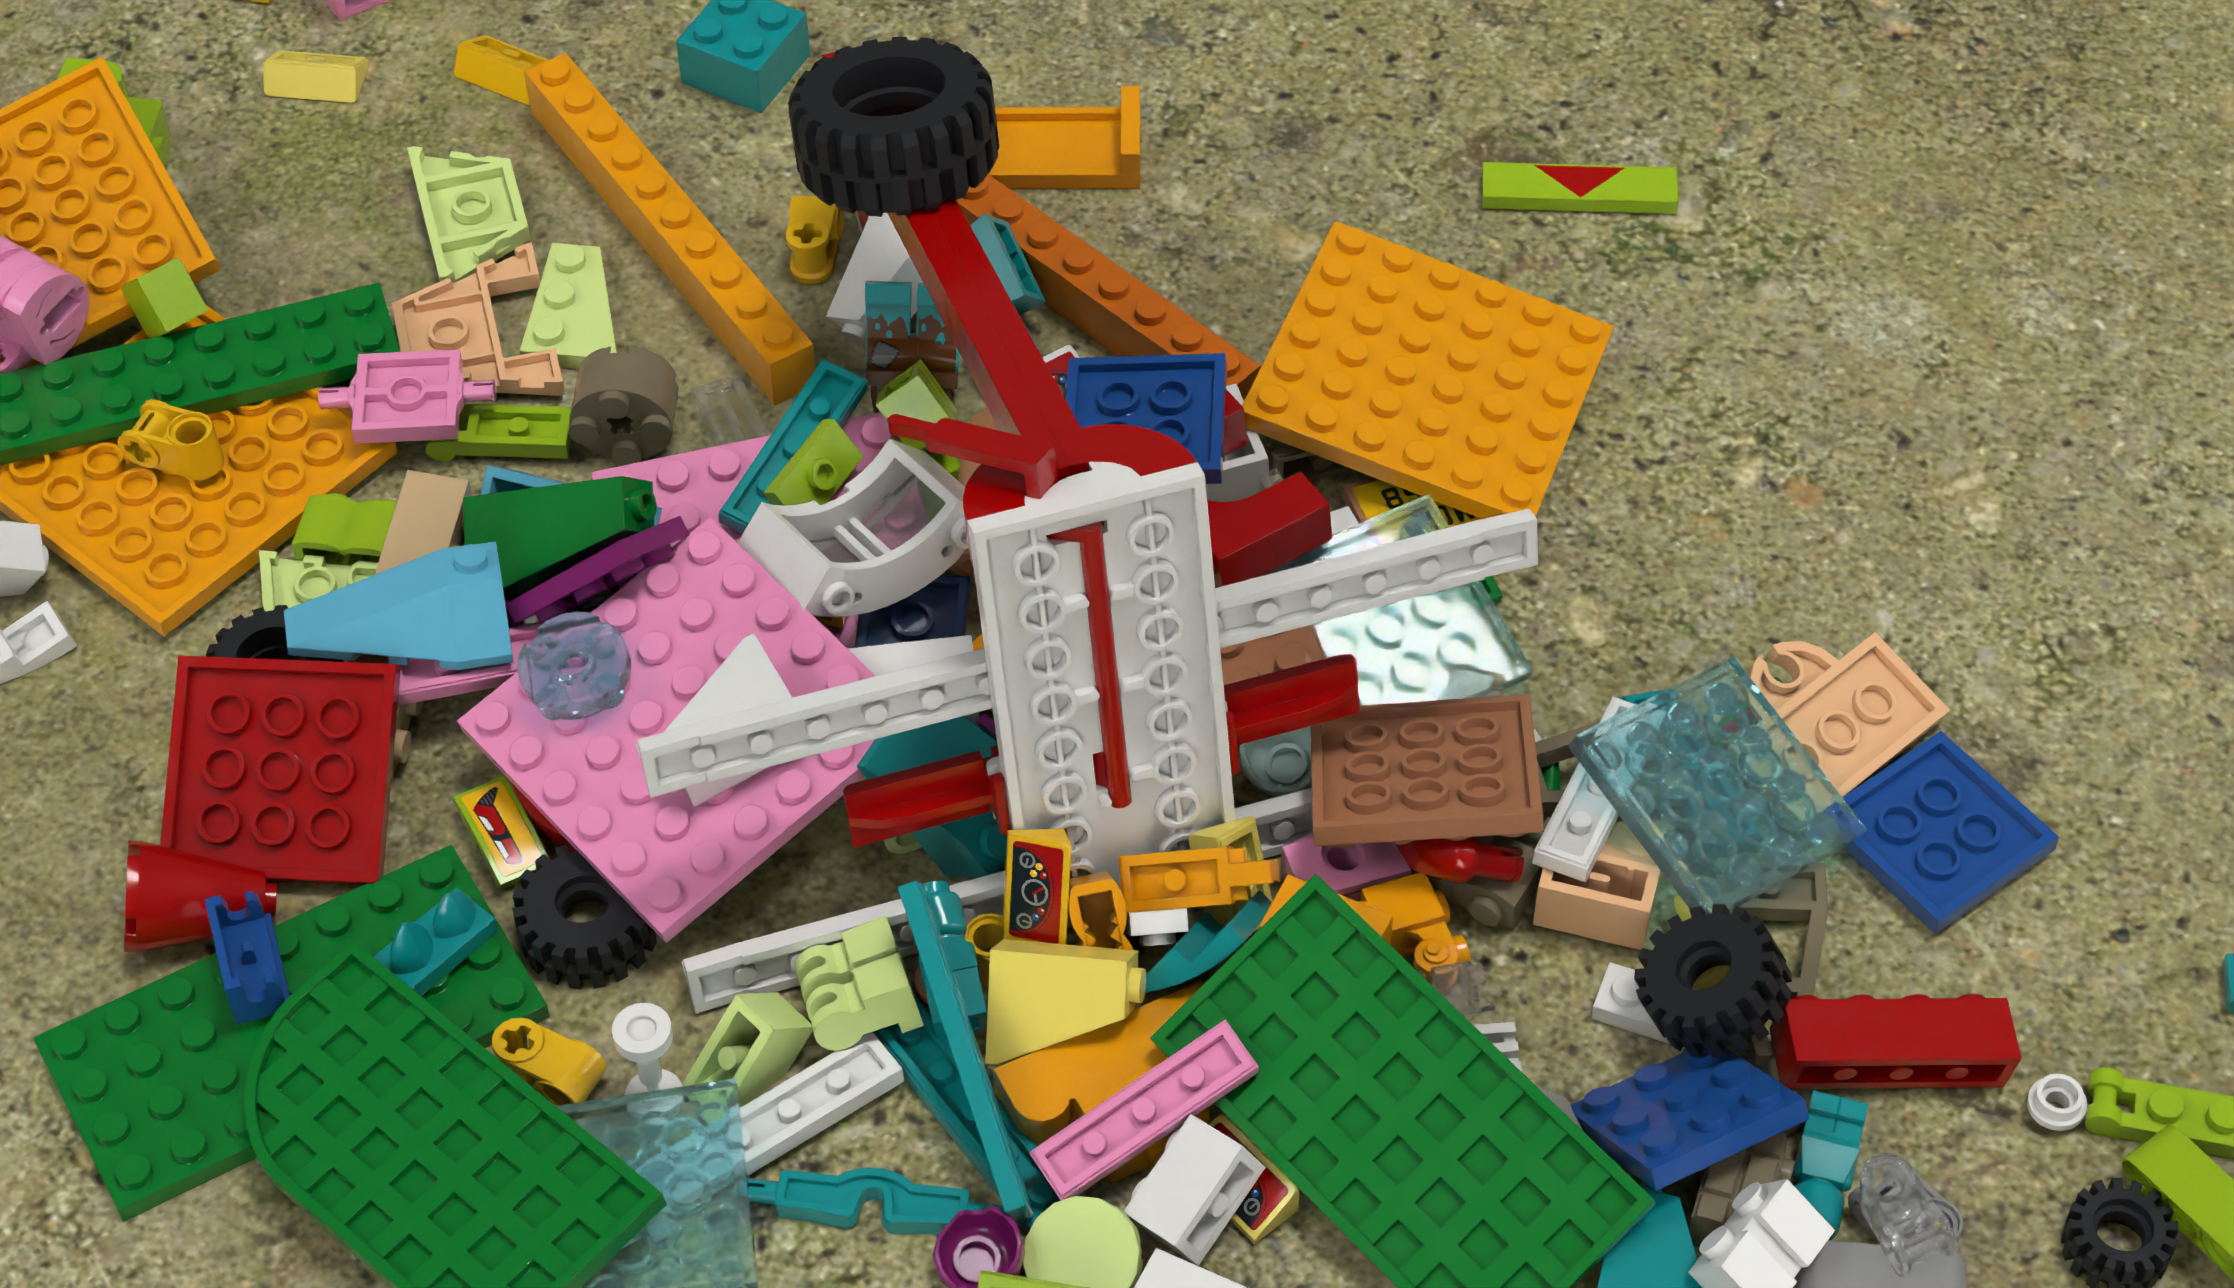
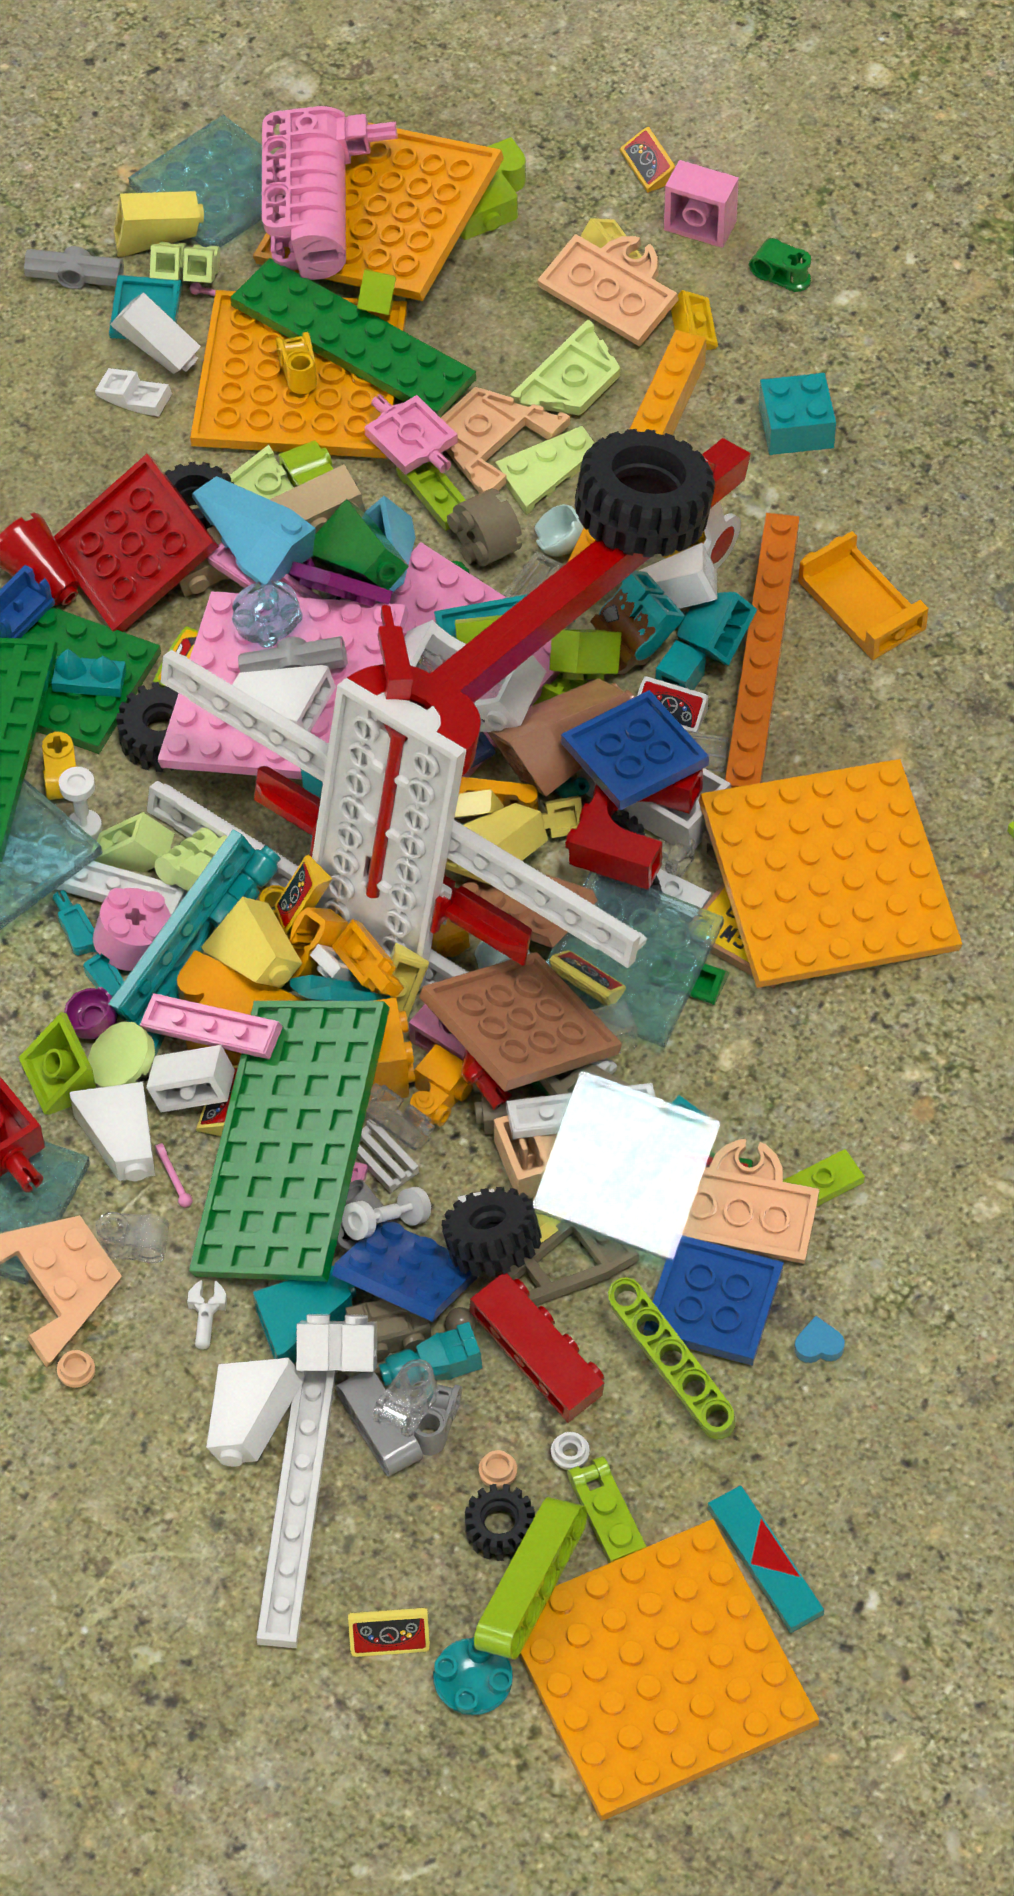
camera: 55 degrees right, 5 degrees up
(381, 100) = (611, 285): none -> light nougat plate
(684, 668) = (296, 652): none -> light grey piece
(694, 342) = (558, 531): none -> light aqua hair
(892, 1122) = (129, 925): none -> bright pink brick
(1403, 679) = (587, 977): none -> light yellow slope
(1576, 1063) = (360, 1219): none -> white wheel
(1840, 619) = (831, 1175): none -> lime plate
(2033, 1195) = (497, 1468): none -> light nougat plate
(2035, 900) = (668, 1340): none -> lime beam
(2066, 766) = (819, 1341): none -> dark azure tile

